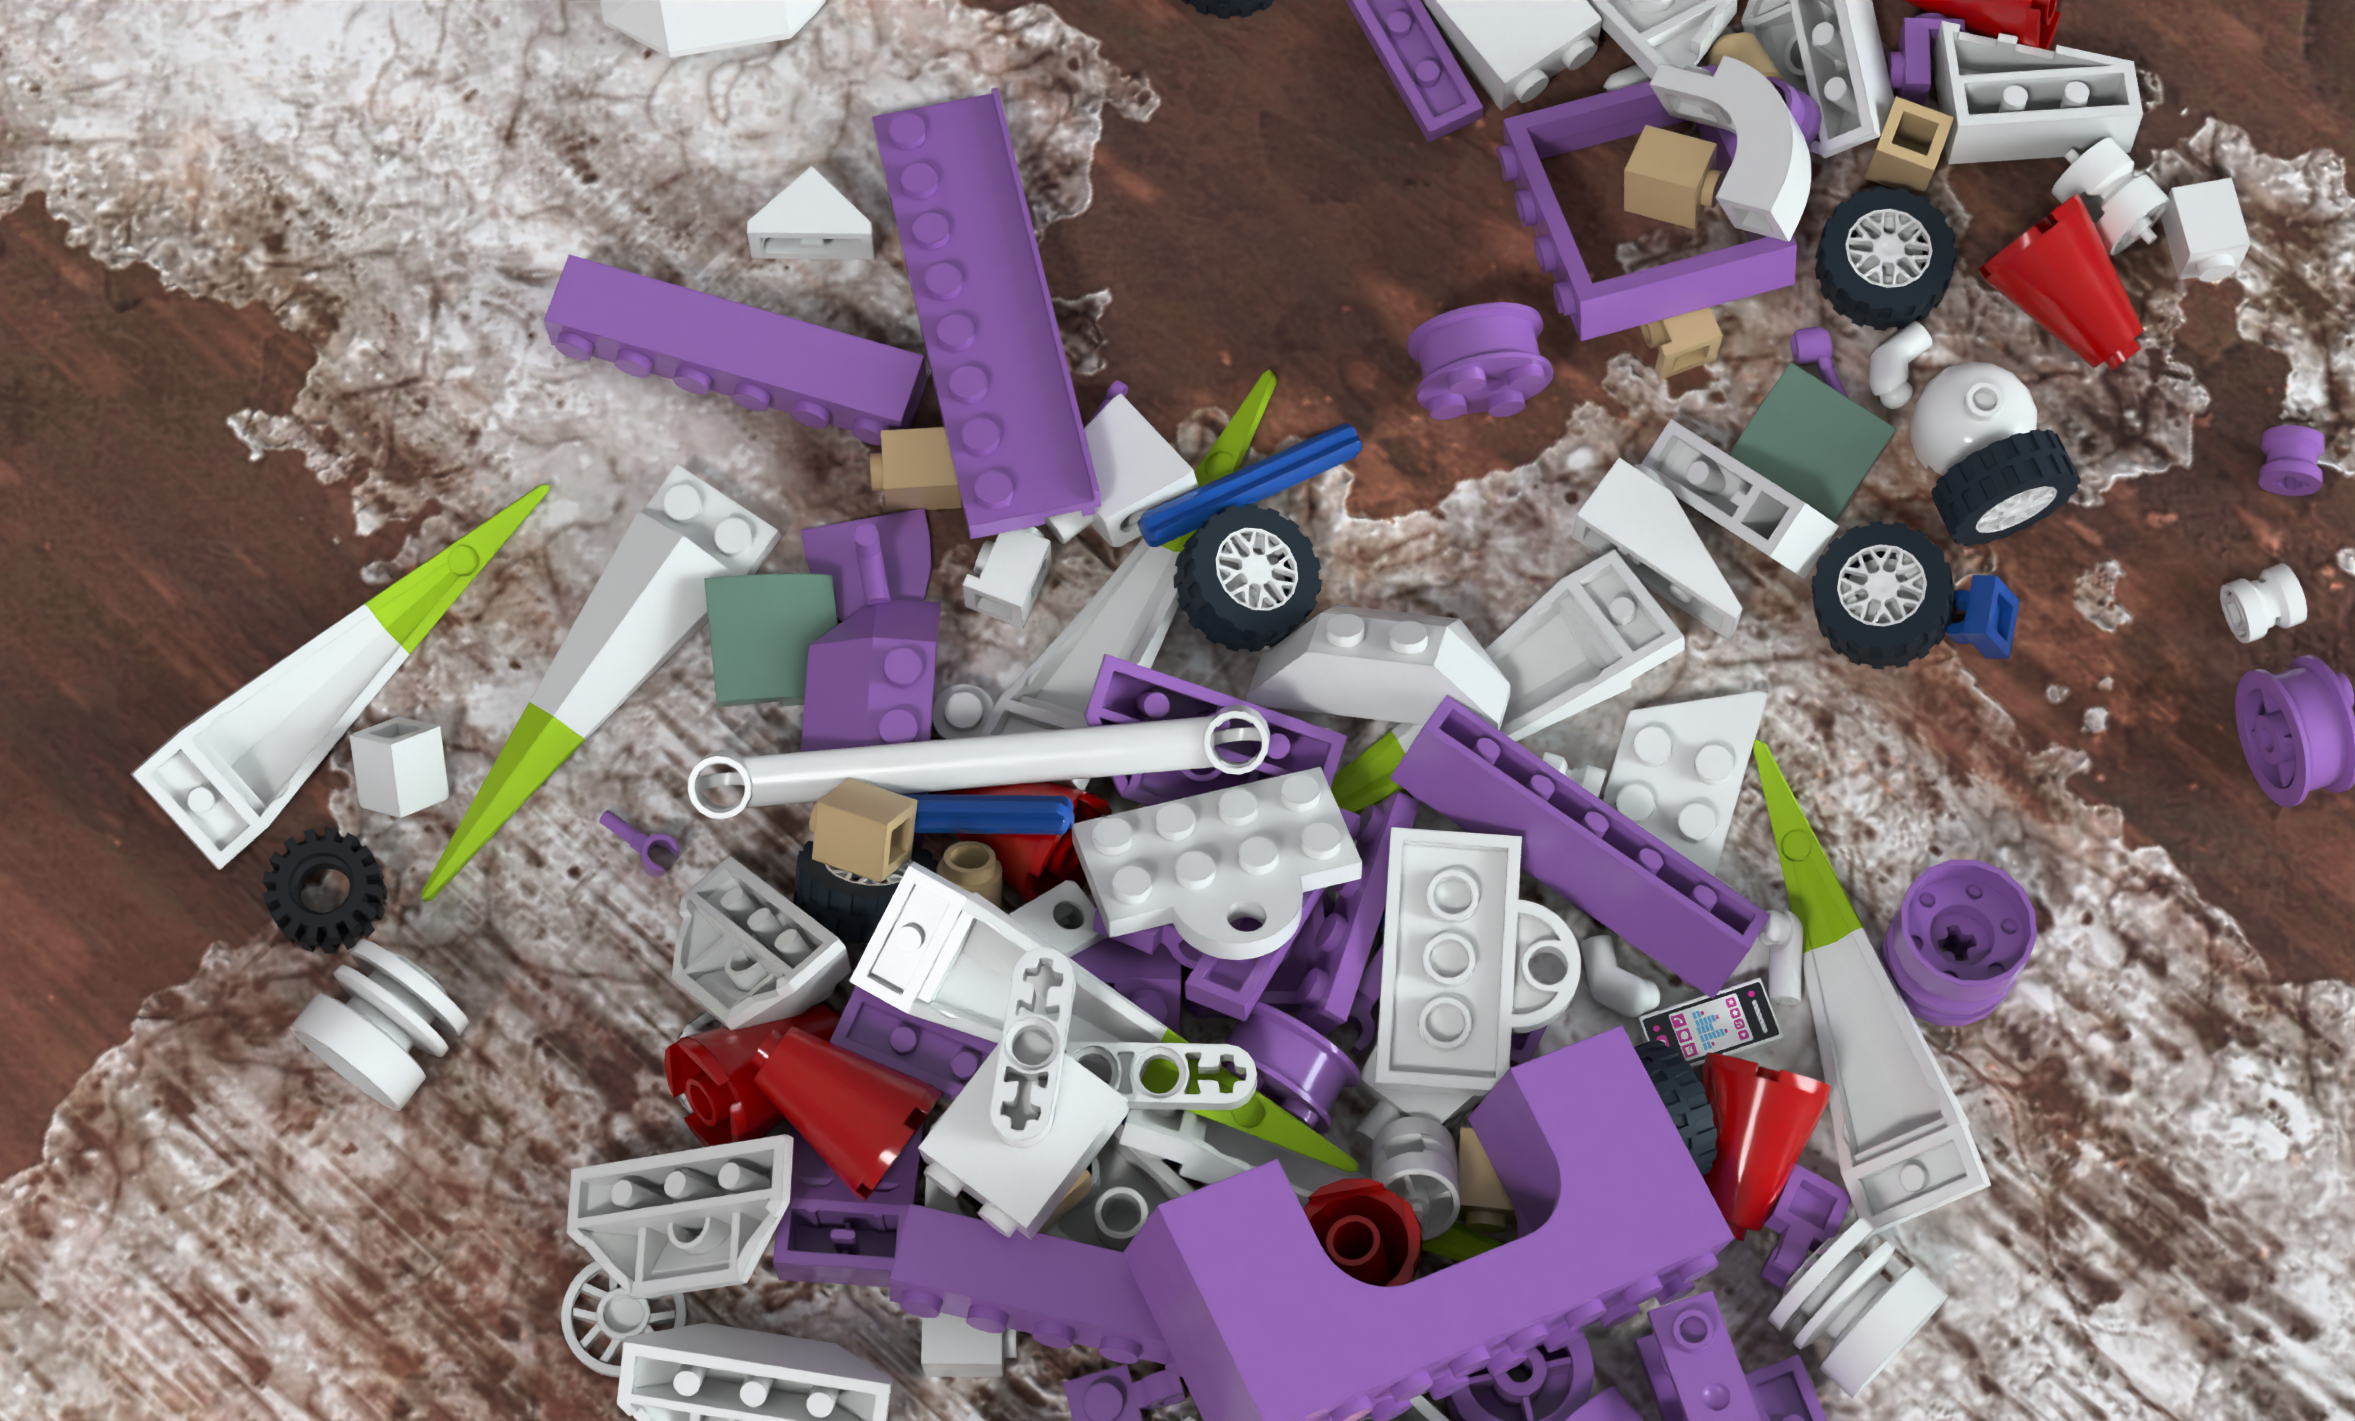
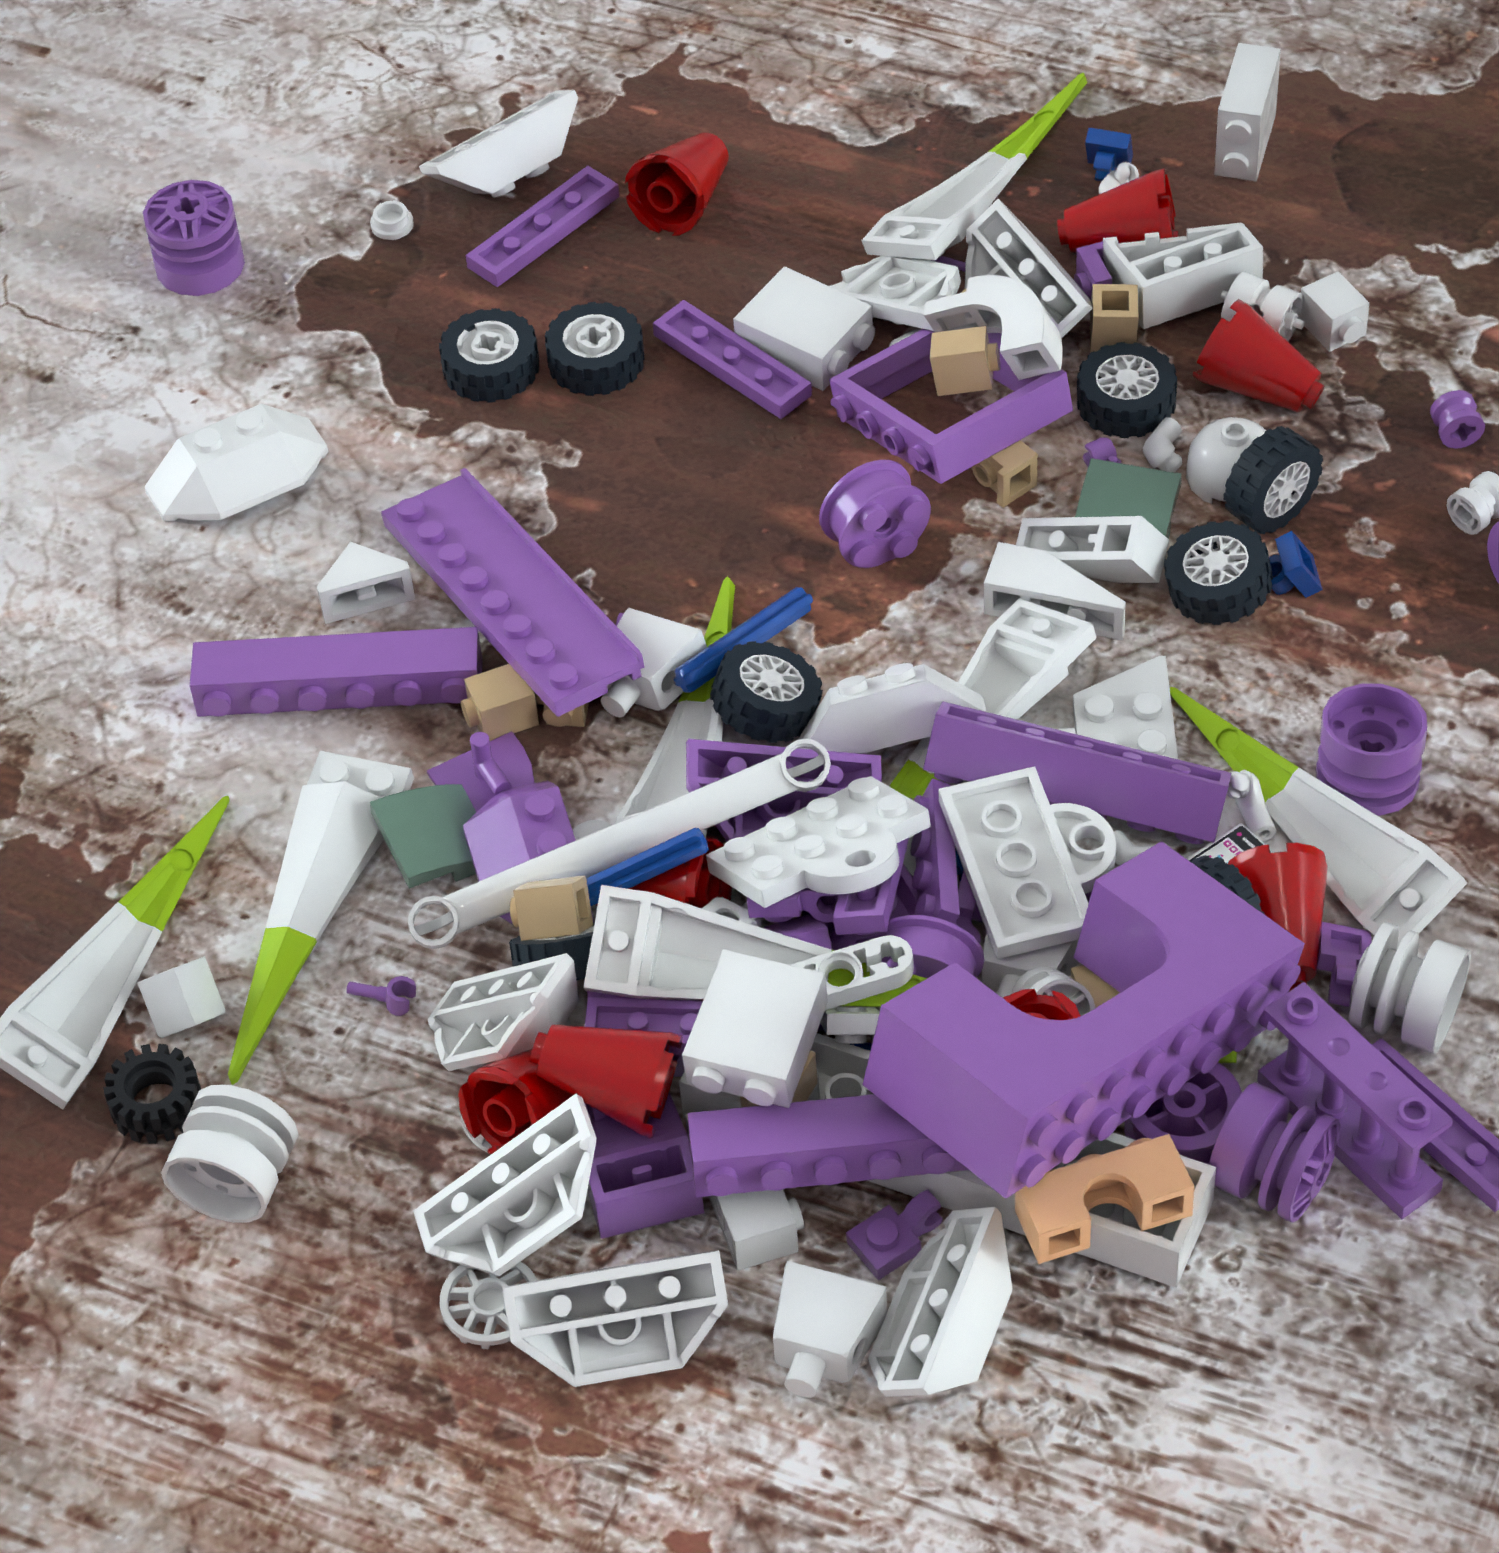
camera: 15 degrees left, 20 degrees down
(1009, 575) = (591, 746): white brick -> none
(1059, 1001) = (734, 977): white beam -> none

